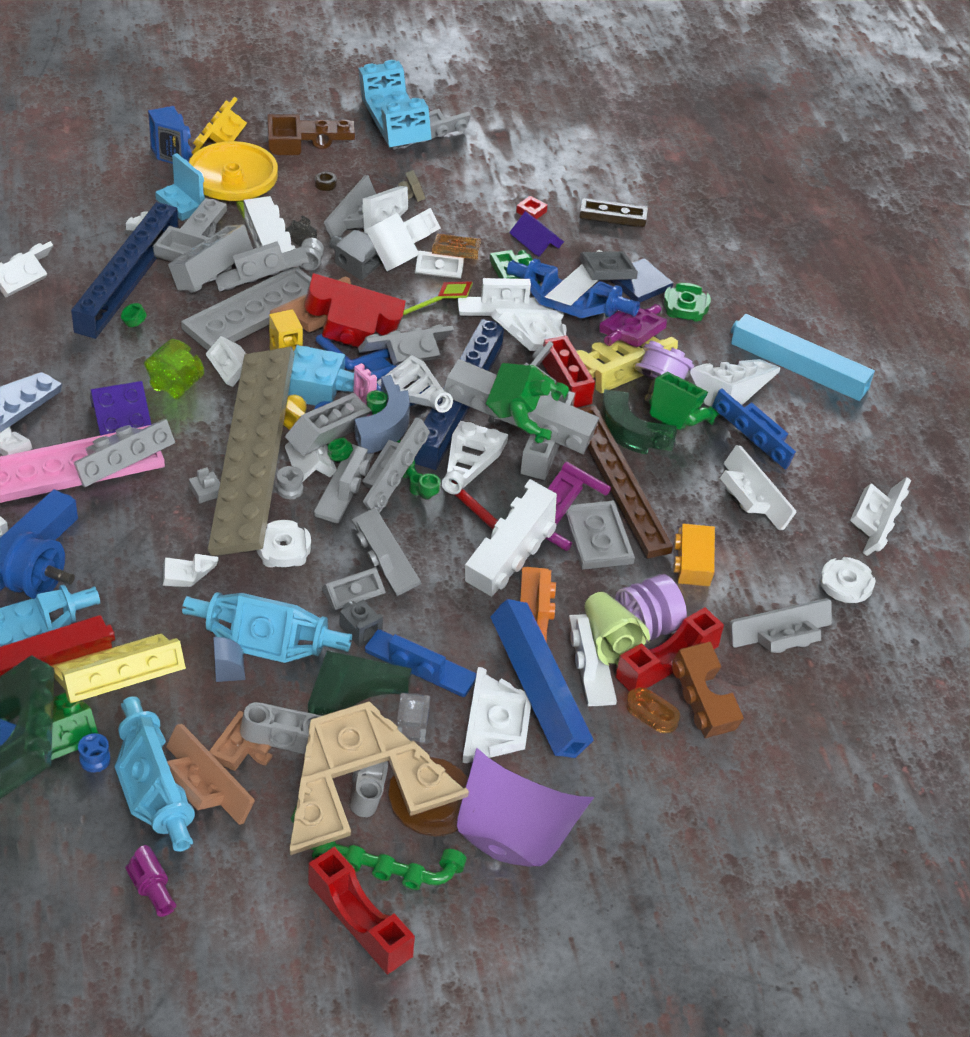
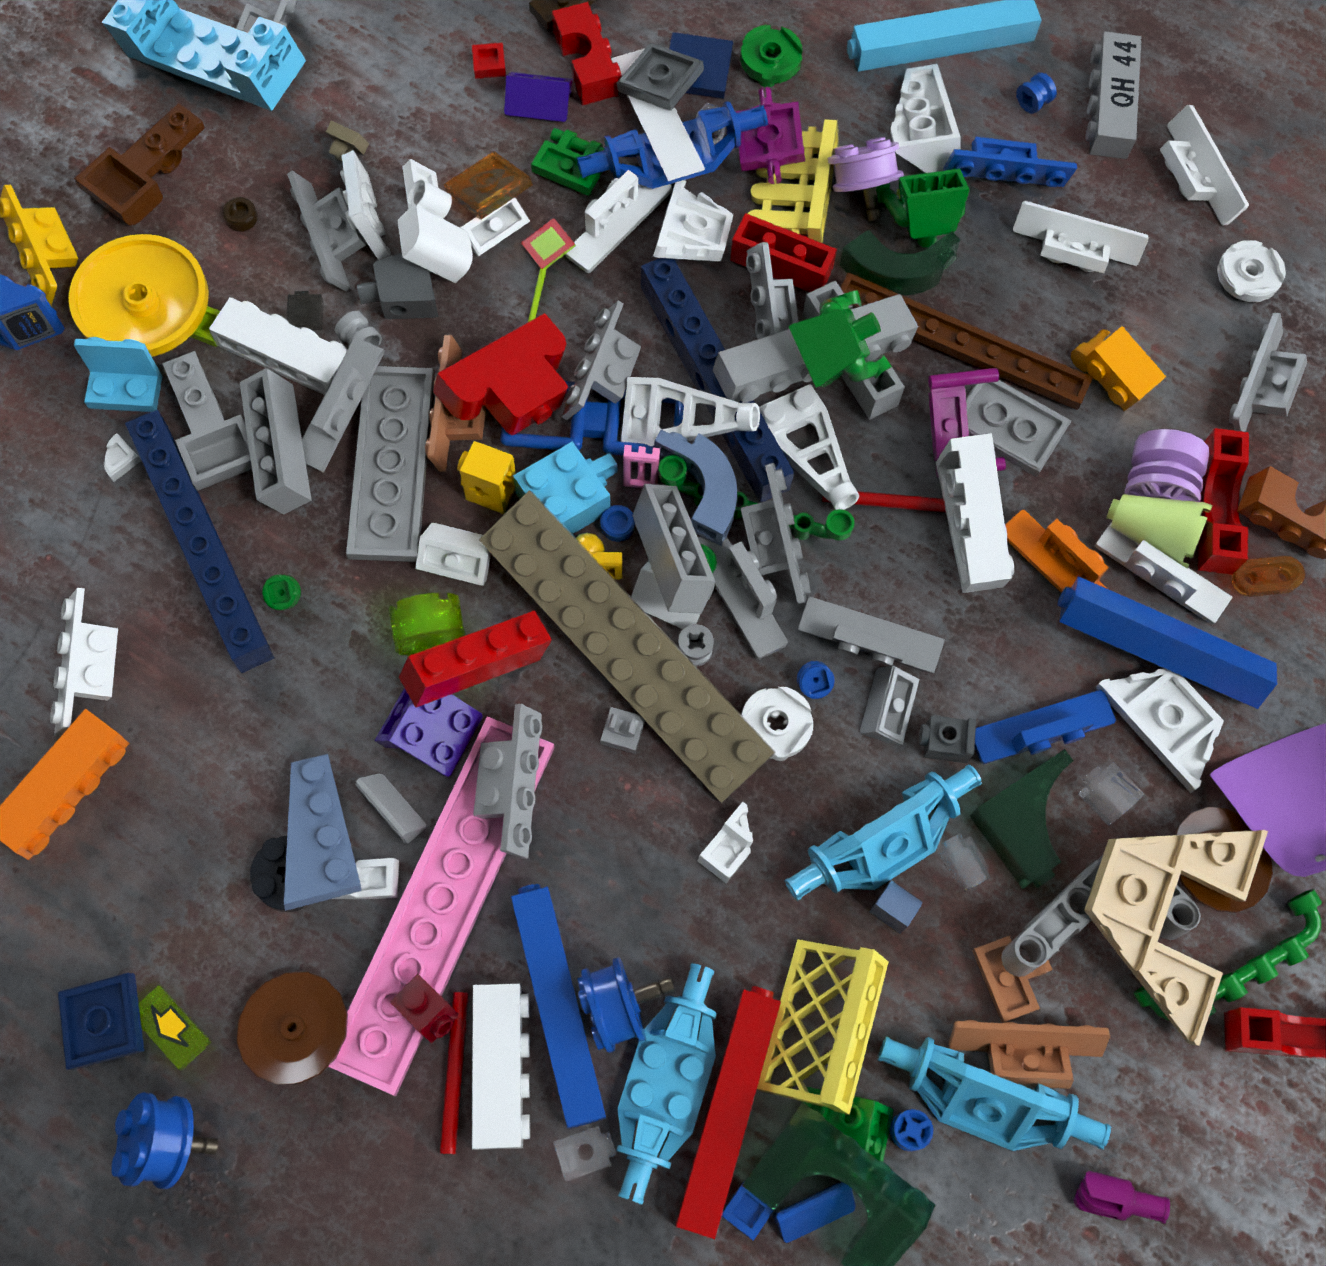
camera: 45 degrees left, 25 degrees up
(58, 422) = (391, 806): none -> light grey slope
(174, 391) = (474, 658): none -> red brick
(290, 675) = (964, 862): none -> clear brick
(329, 544) = (815, 679): none -> blue tile
(588, 233) = (580, 33): none -> red arch
(821, 415) = (1036, 92): none -> blue wheel
(870, 449) = (1114, 95): none -> light grey brick

